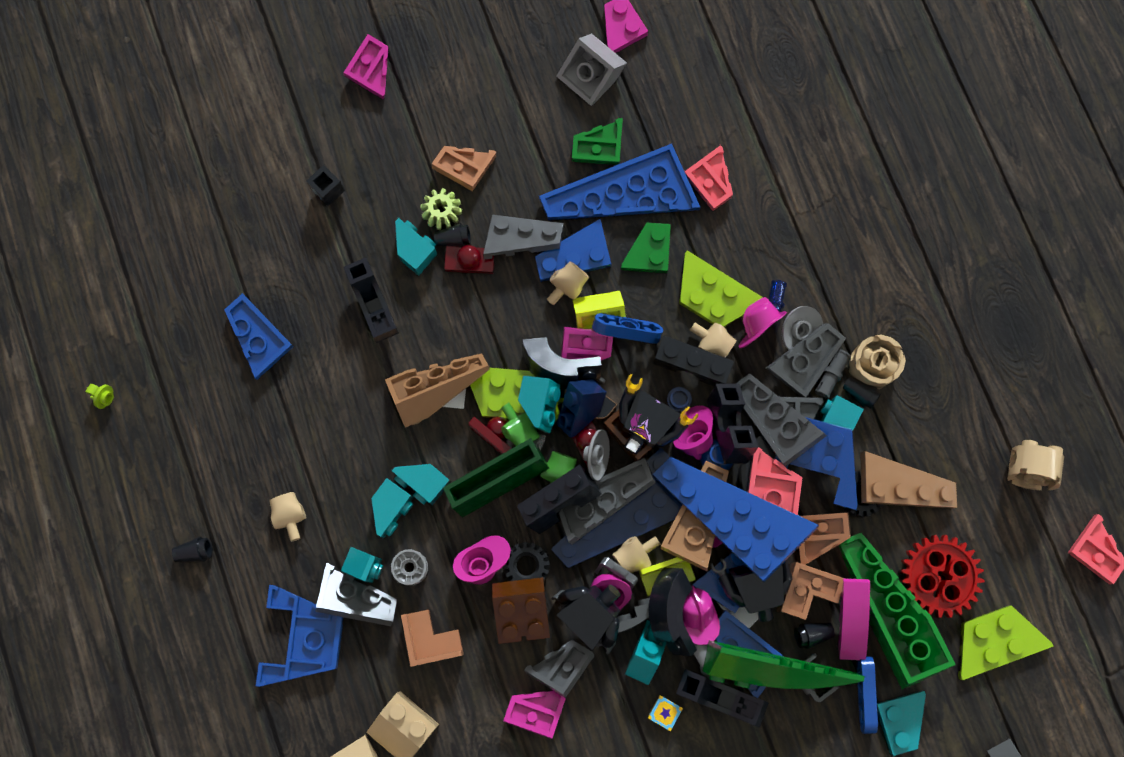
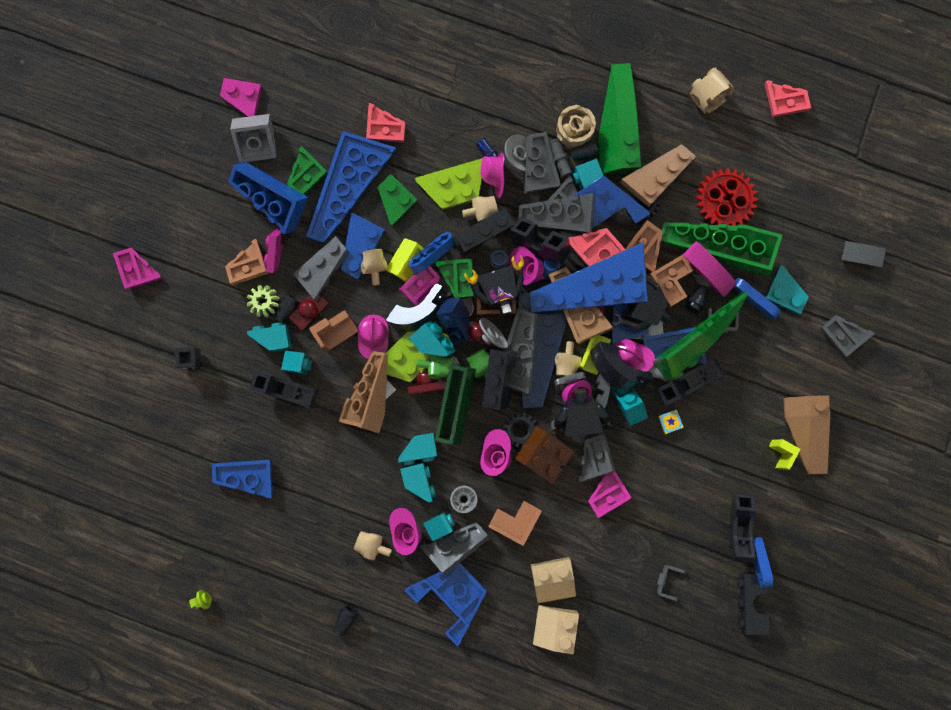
camera: 45 degrees left, 5 degrees up
(328, 536) = (404, 531): none -> dark pink piece
(408, 290) = (296, 362): none -> teal slope
(468, 300) = (333, 331): none -> nougat panel
(497, 341) = (372, 335): none -> dark pink piece
(499, 177) = (274, 246): none -> dark pink wing
(548, 129) = (272, 197): none -> blue wedge
(626, 363) = (453, 274): none -> green wing
(915, 405) = (619, 125): none -> green wedge
(997, 640) = (787, 200): lime wing -> none

